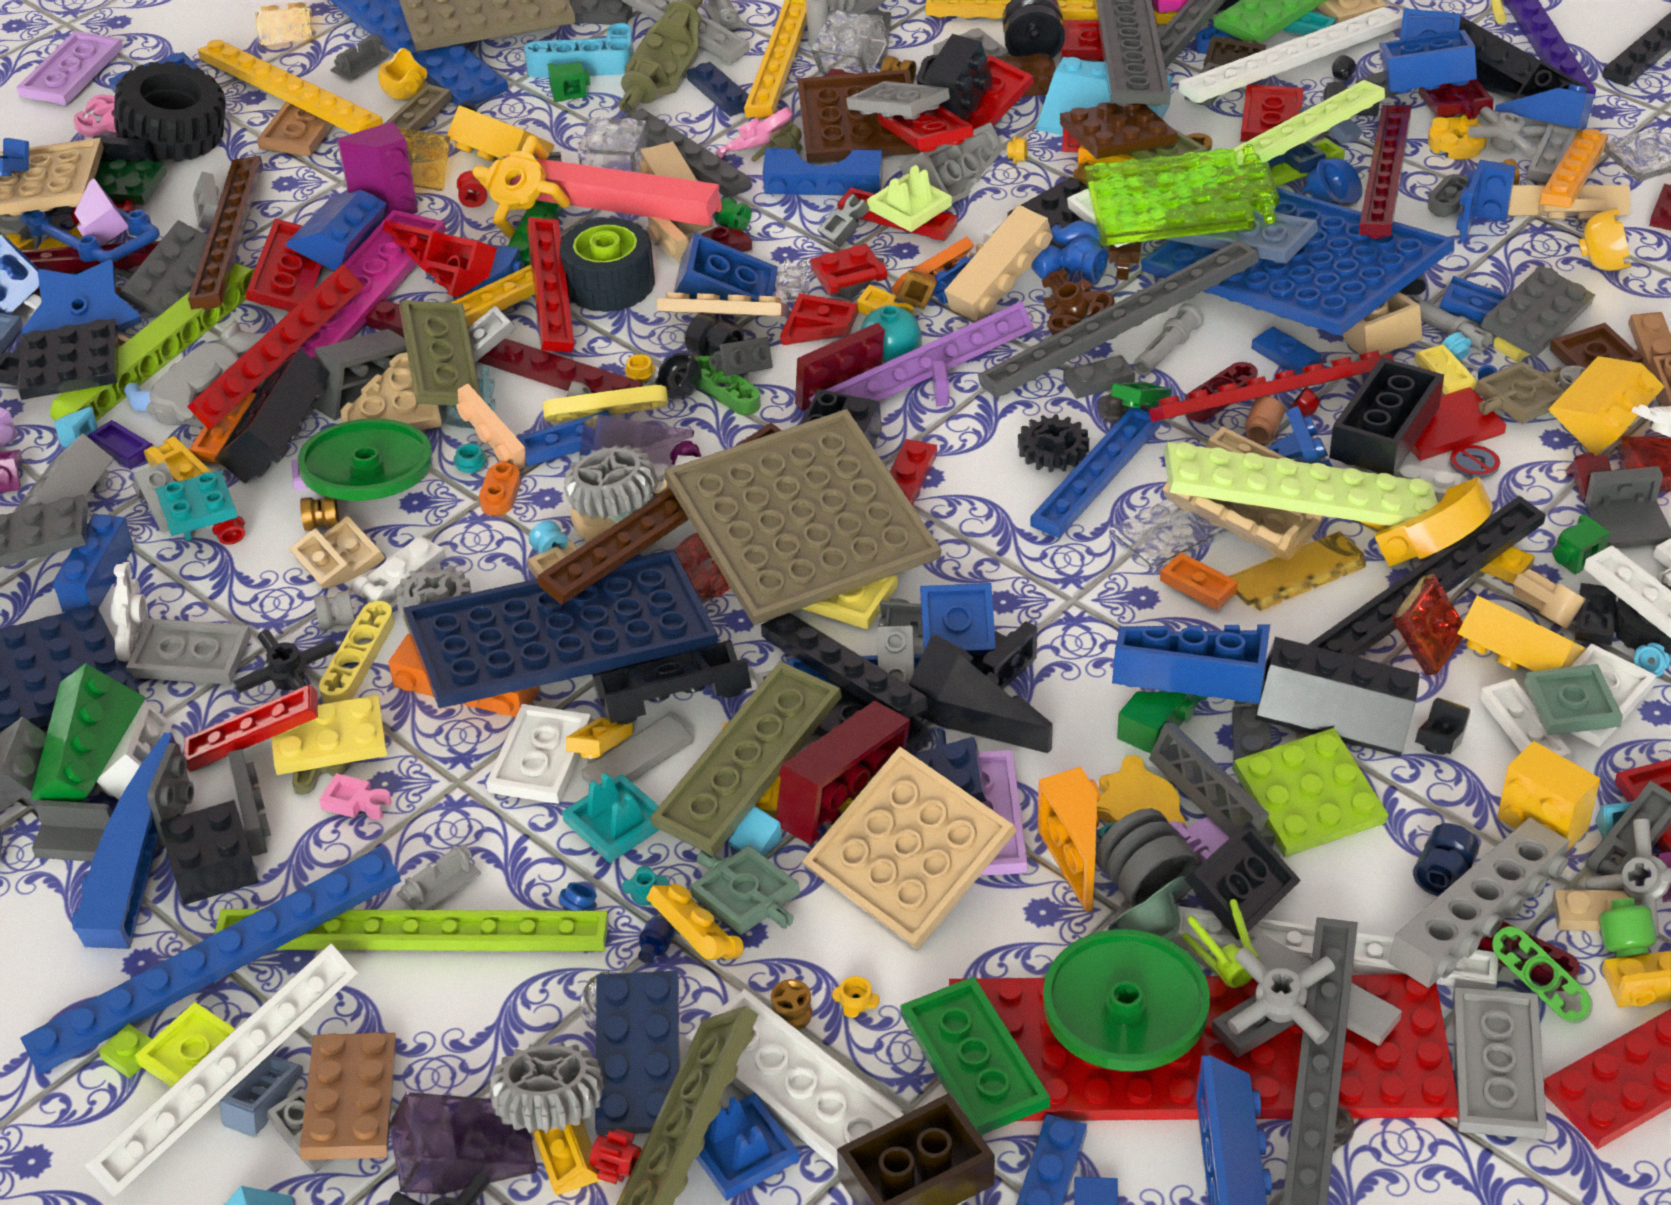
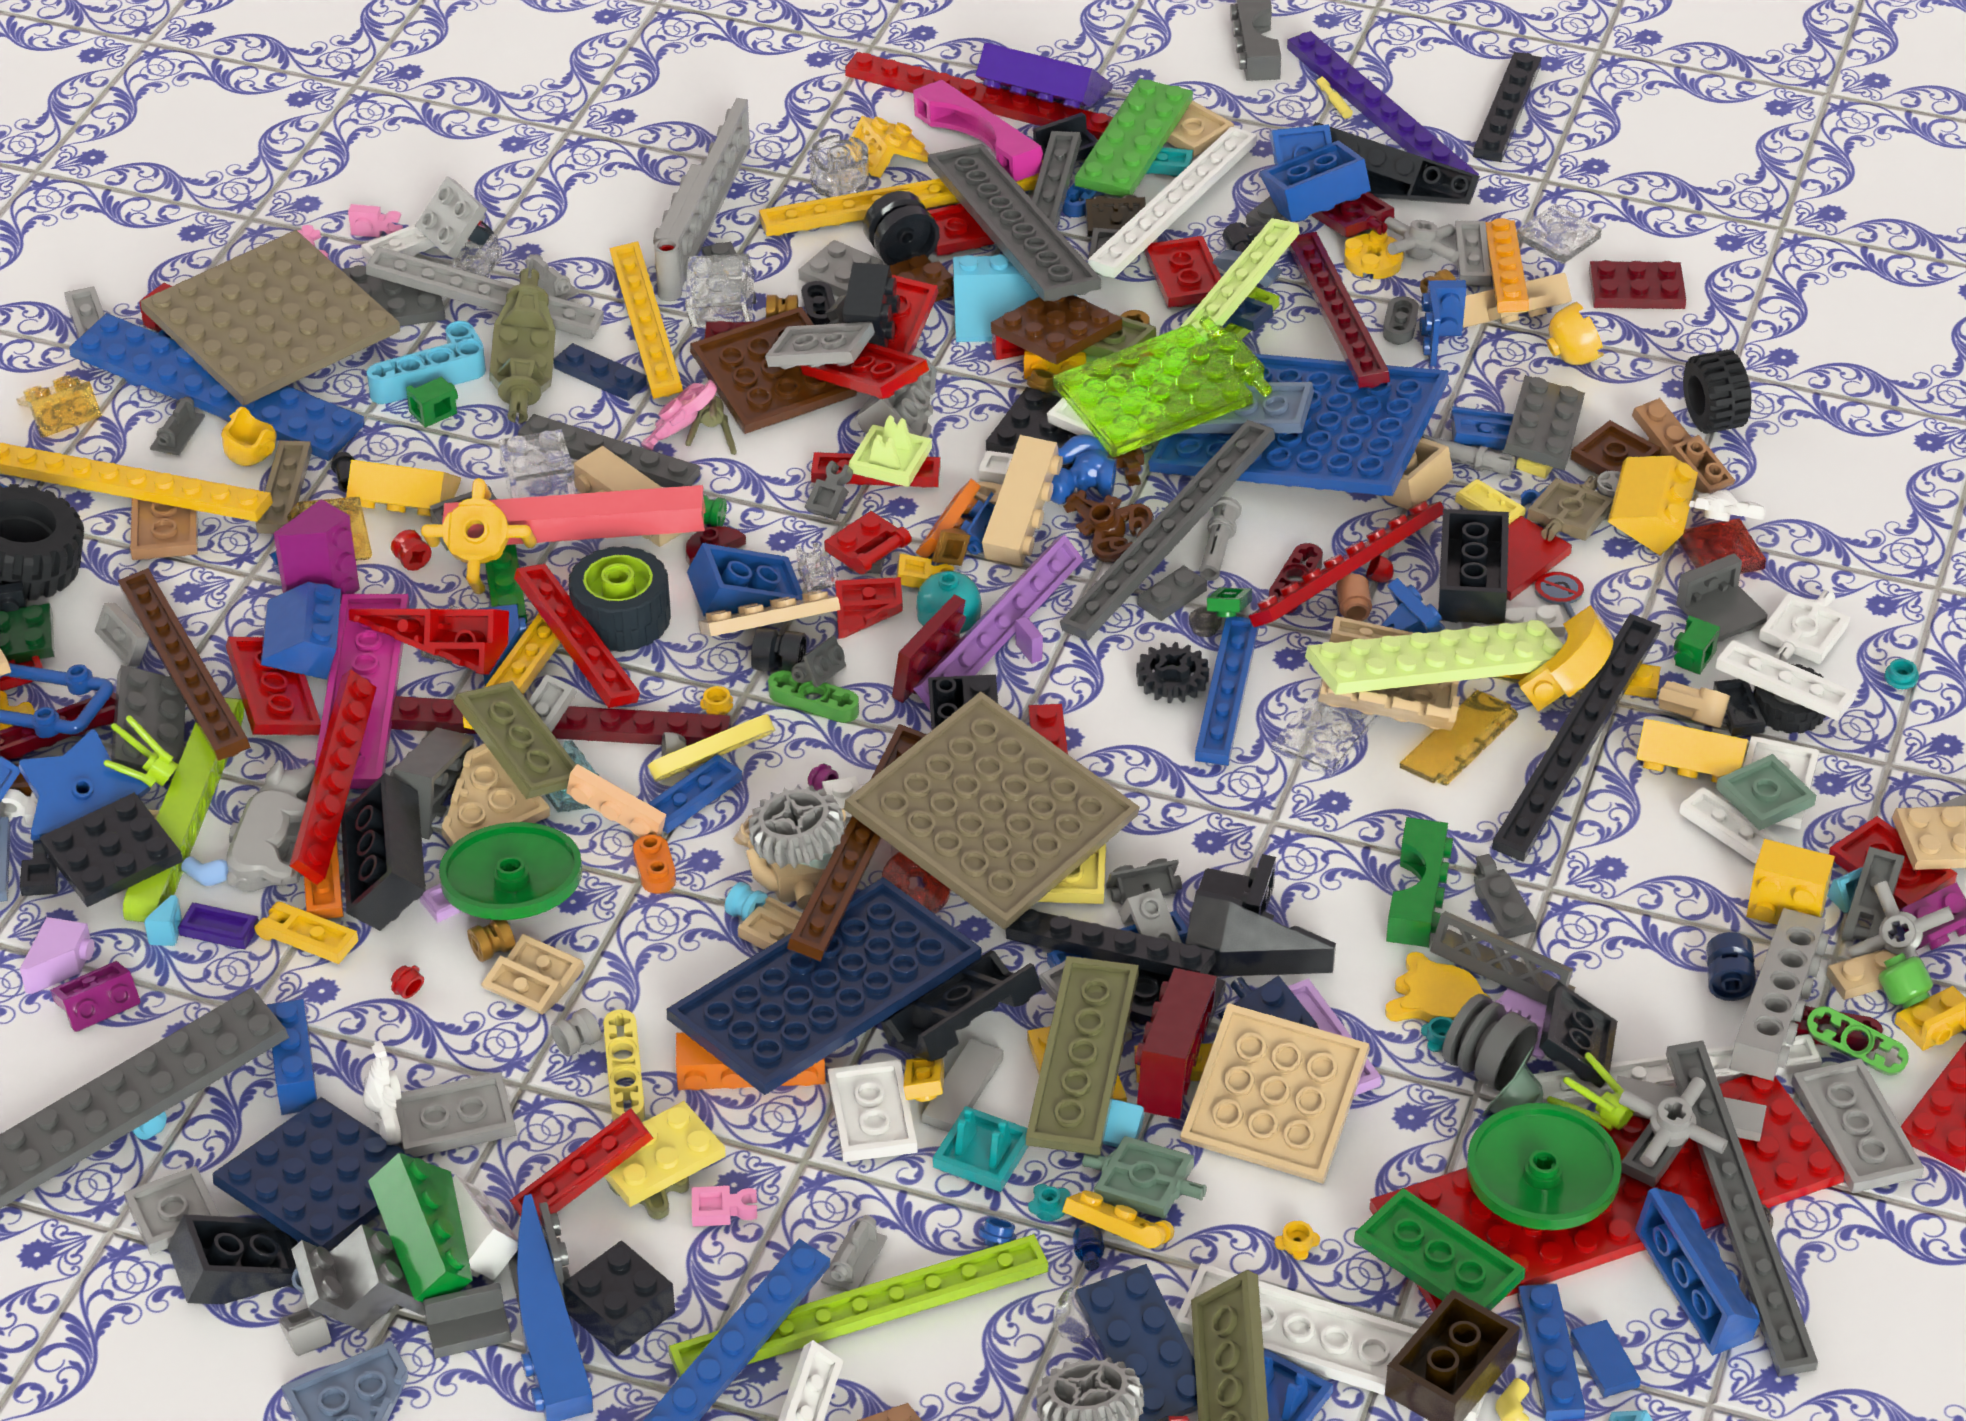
camera: 25 degrees left, 0 degrees up
(70, 474) = (191, 980): light grey slope -> none
(99, 214) = (34, 680): lavender slope -> none
(144, 485) = (312, 966): light grey bracket -> none
(147, 302) = (159, 763): none -> lime plant
(196, 503) = (366, 964): teal plate -> none
(250, 802) = (606, 1227): dark grey plate -> none
(283, 664) = (564, 1100): black bar -> none
(384, 580) = (611, 974): white plate -> none
(431, 586) = (664, 985): light grey gear -> none
(469, 458) = (604, 841): teal plate -> none
(609, 431) = (745, 784): clear purple slope -> none
(667, 236) = (672, 555): tan plate -> none
(680, 375) = (768, 696): black hair -> none
(789, 174) = (740, 452): blue arch -> none
(793, 994) = (1248, 1256): pearl gold wheel -> none
(959, 615) = (1194, 865): blue plate -> none
(1017, 149) = (955, 369): yellow plate -> none
(1069, 828) = (1411, 1037): light orange slope -> none
(1193, 660) = (1439, 849): blue wedge -> none
(1198, 581) = (1381, 772): orange plate -> none
(1285, 350) = (1333, 521): blue plate -> none
(1310, 791) = (1587, 935): lime plate -> none
(1327, 690) = (1567, 846): slope -> none
(1334, 182) = (1287, 334): blue piece -> none
(1341, 66) = (1226, 203): black hinge -> none
(1429, 624) = (1610, 757): clear red plate -> none
(1444, 727) = (1666, 848): black bracket -> none
(1458, 345) = (1489, 475): medium azure plate -> none
(1558, 106) = (1457, 203): blue slope -> none
(1583, 467) = (1667, 573): dark red bracket -> none
(1654, 650) = (1806, 727): medium azure plate -> none

